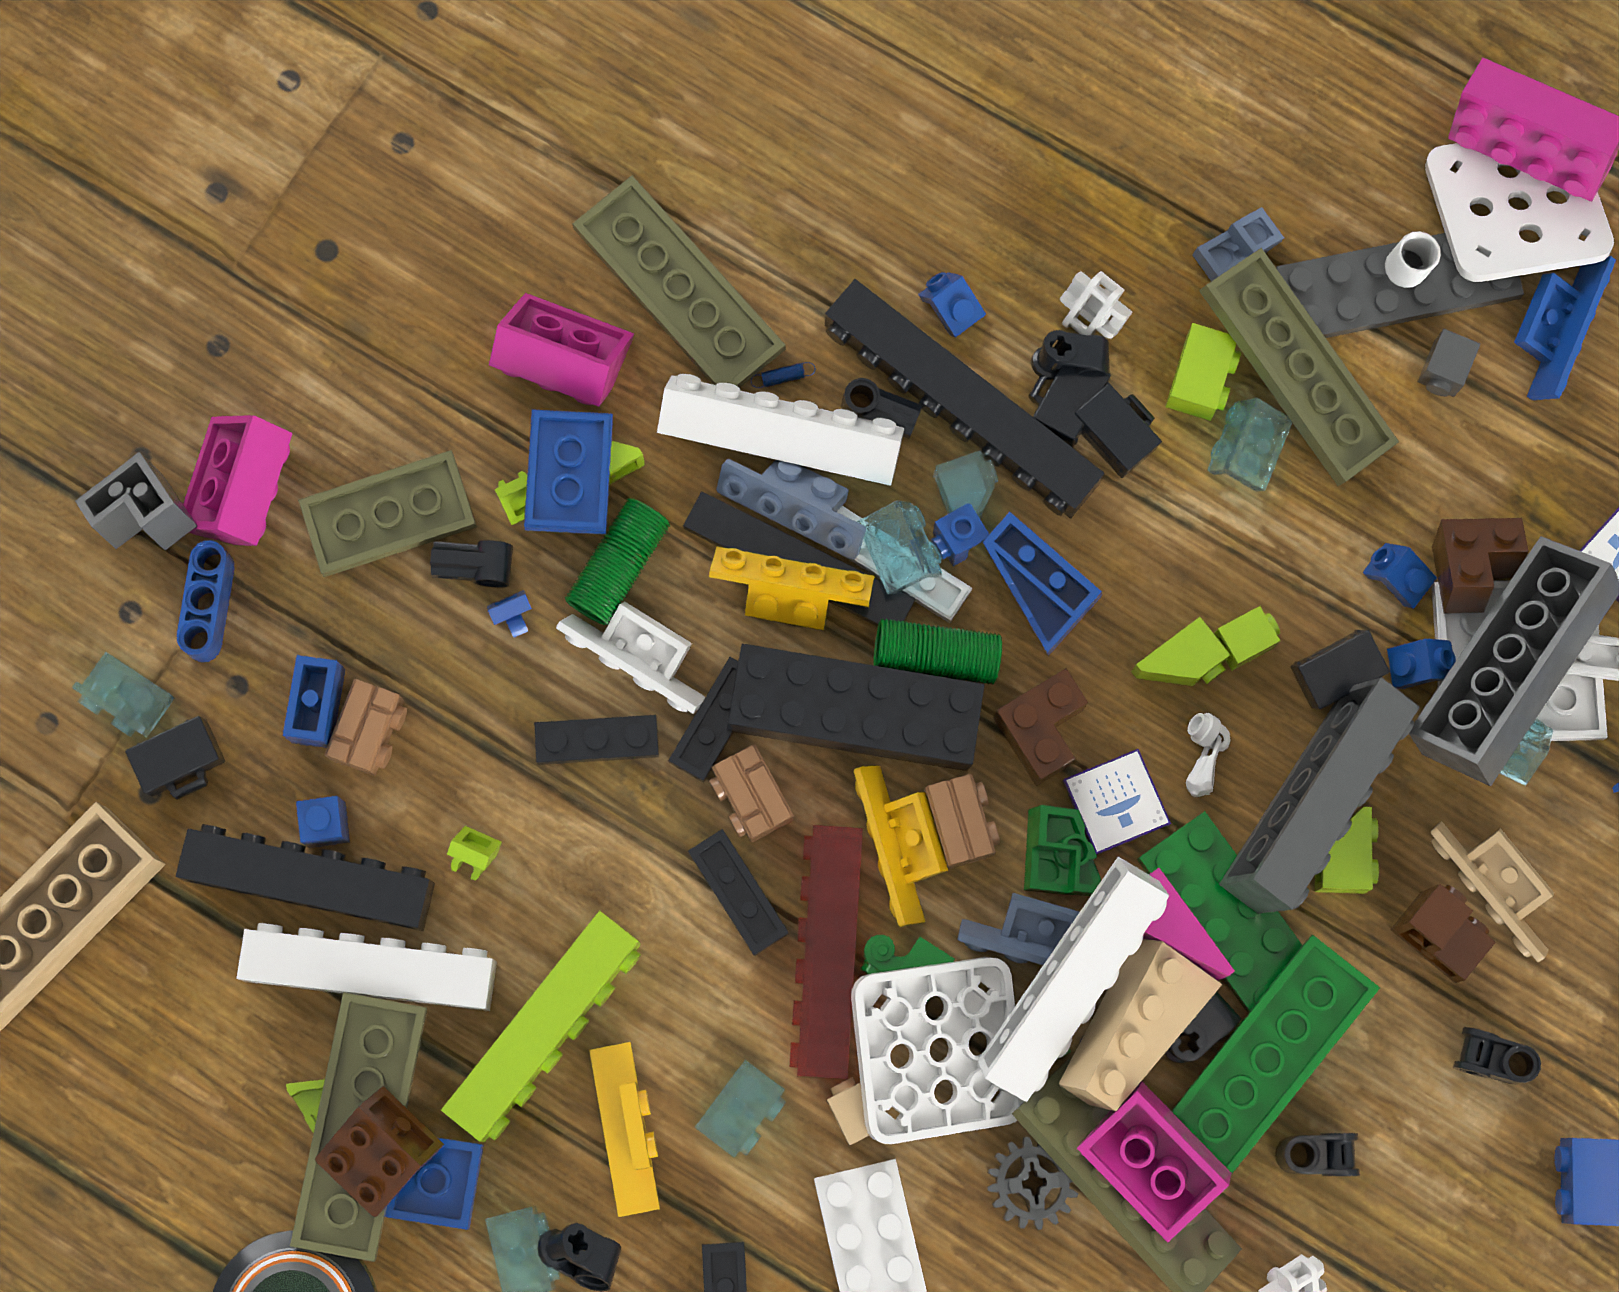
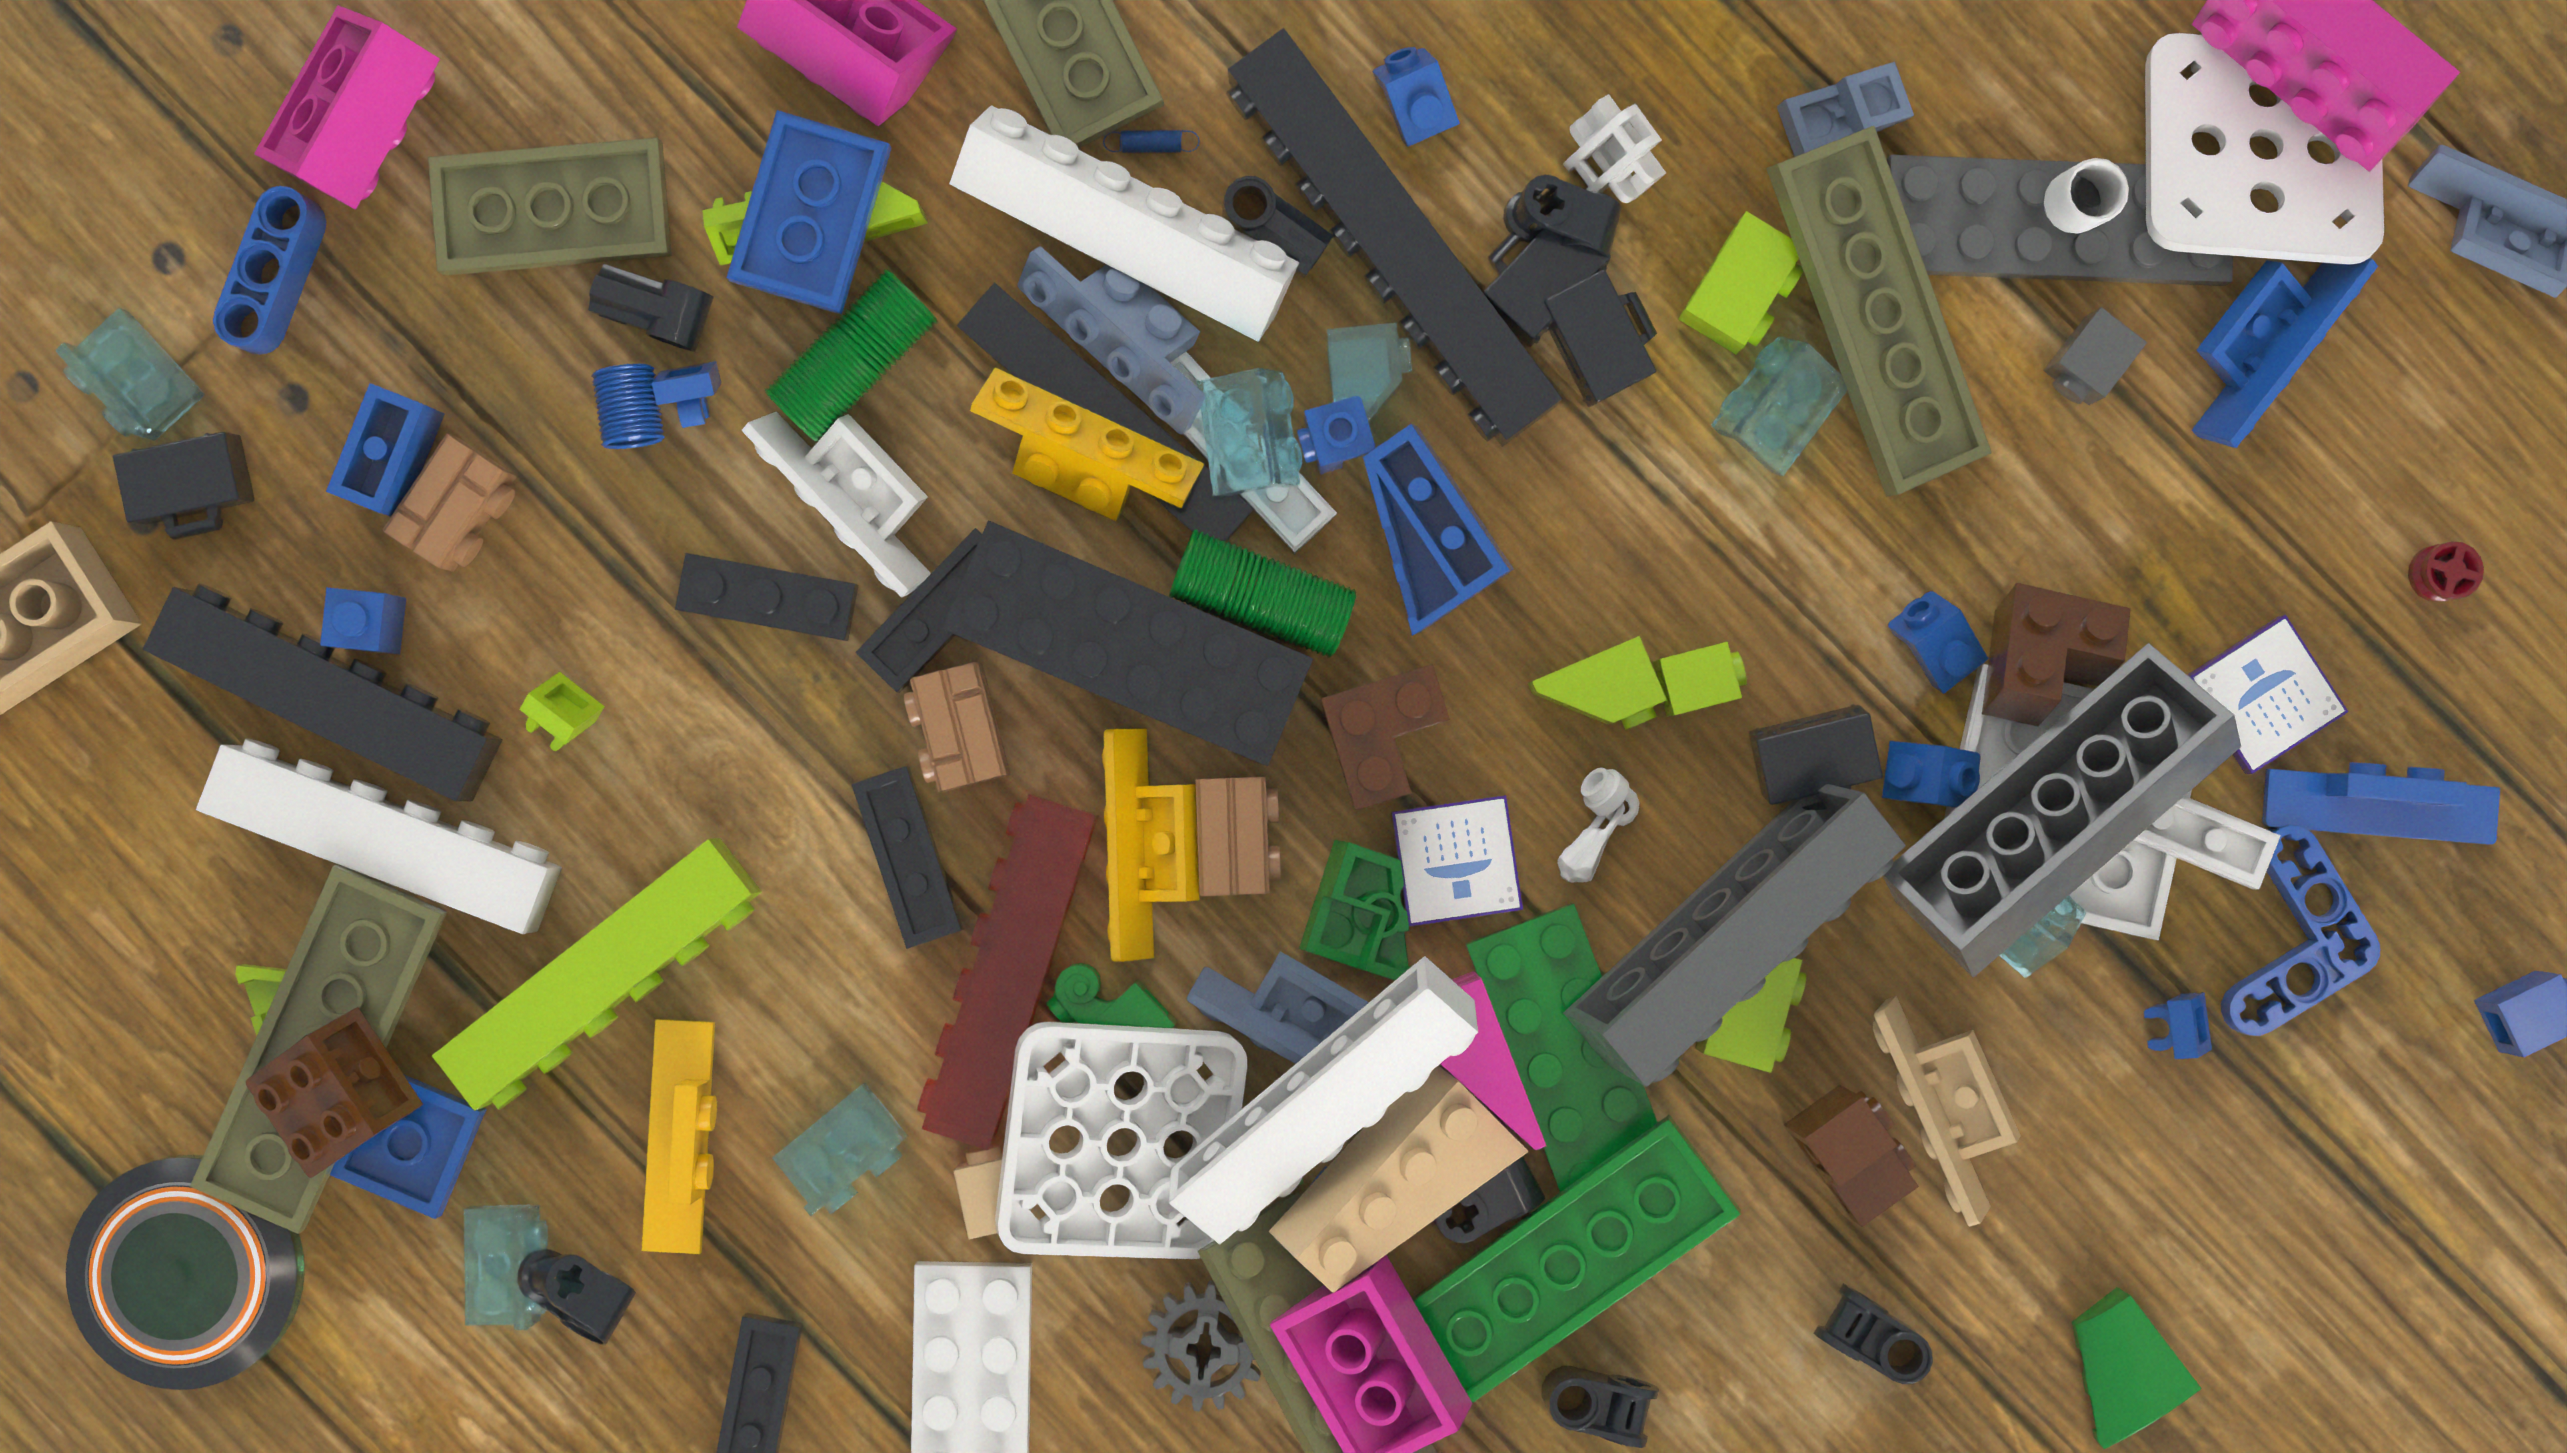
camera: 20 degrees right, 10 degrees up
(134, 500) = (199, 106): dark grey brick -> none
(472, 632) = (627, 406): none -> blue piece

